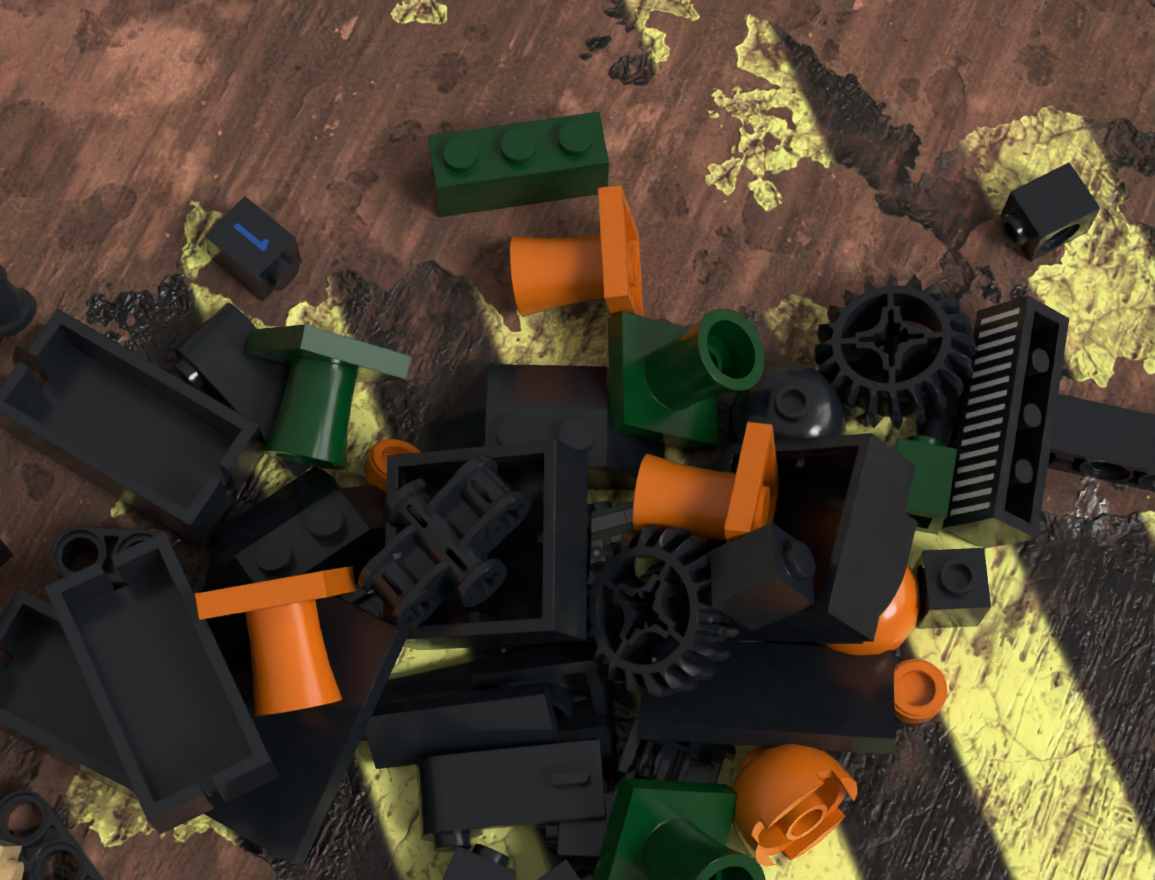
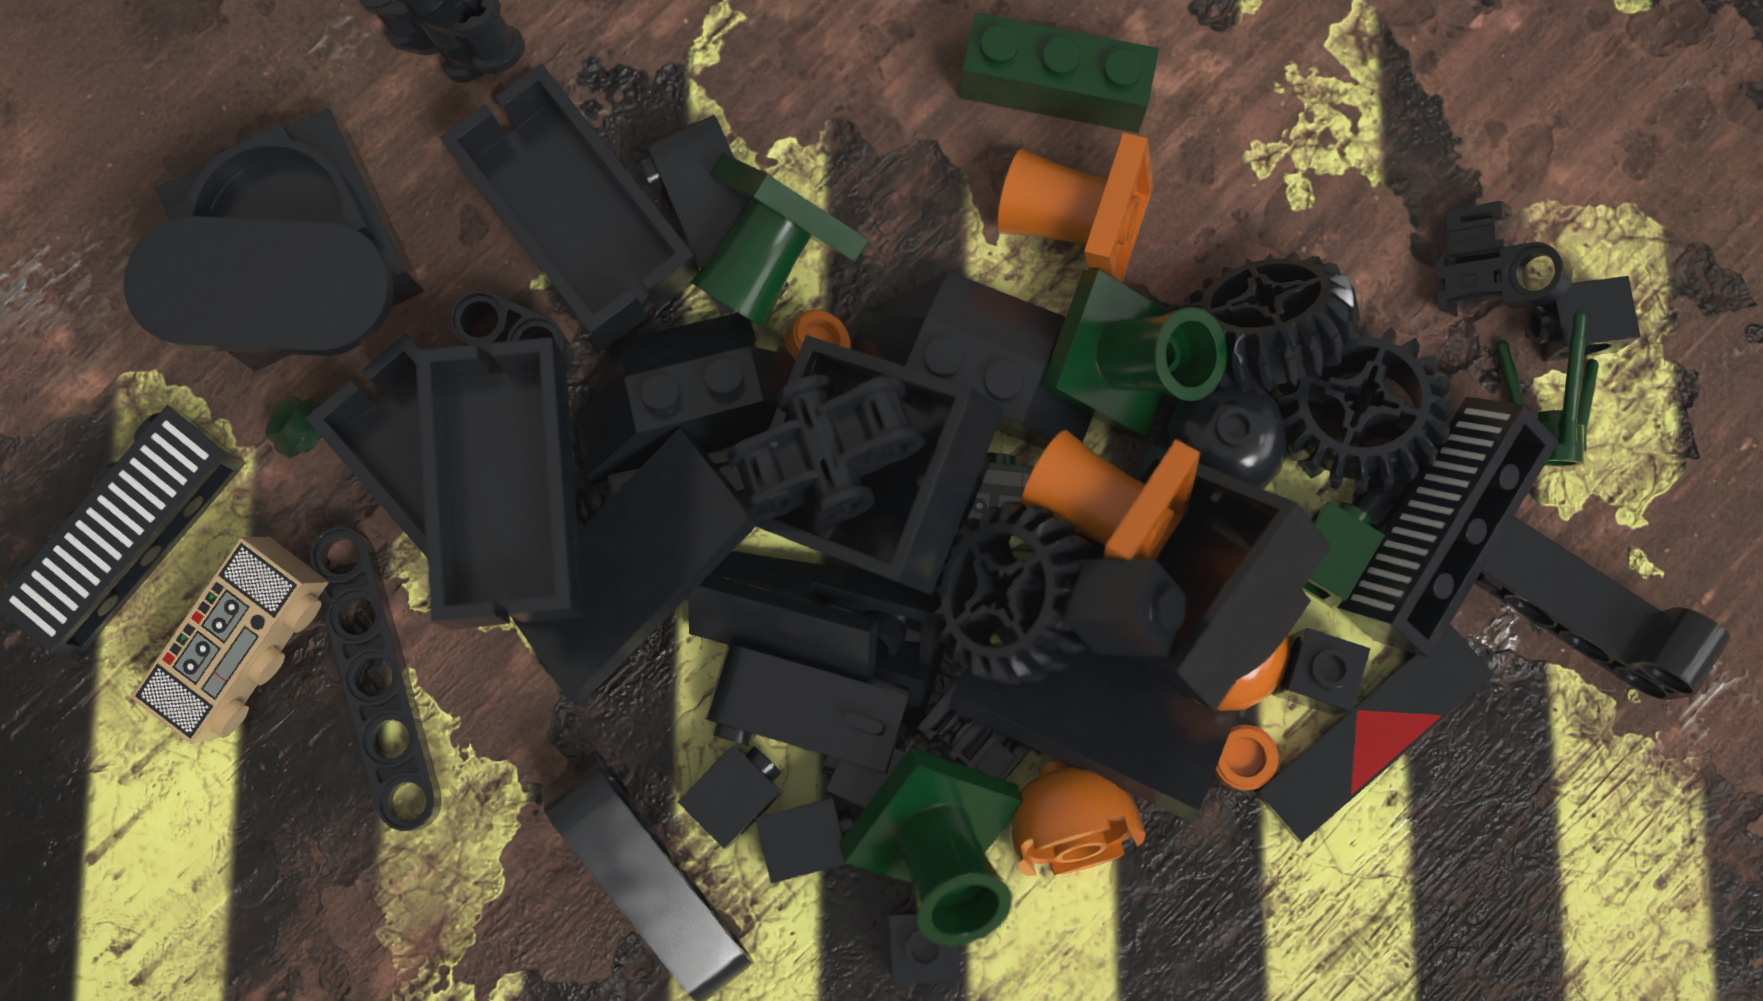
camera: 25 degrees right, 10 degrees up
(254, 249) = (761, 67): black brick -> none
(284, 636) = (634, 480): orange plant -> none
(796, 298) = (1281, 319): none -> black gear
(942, 192) = (1481, 256): none -> black piece
(1017, 629) = (1373, 735): none -> black tile
(1074, 297) = (1571, 423): none -> dark green plant

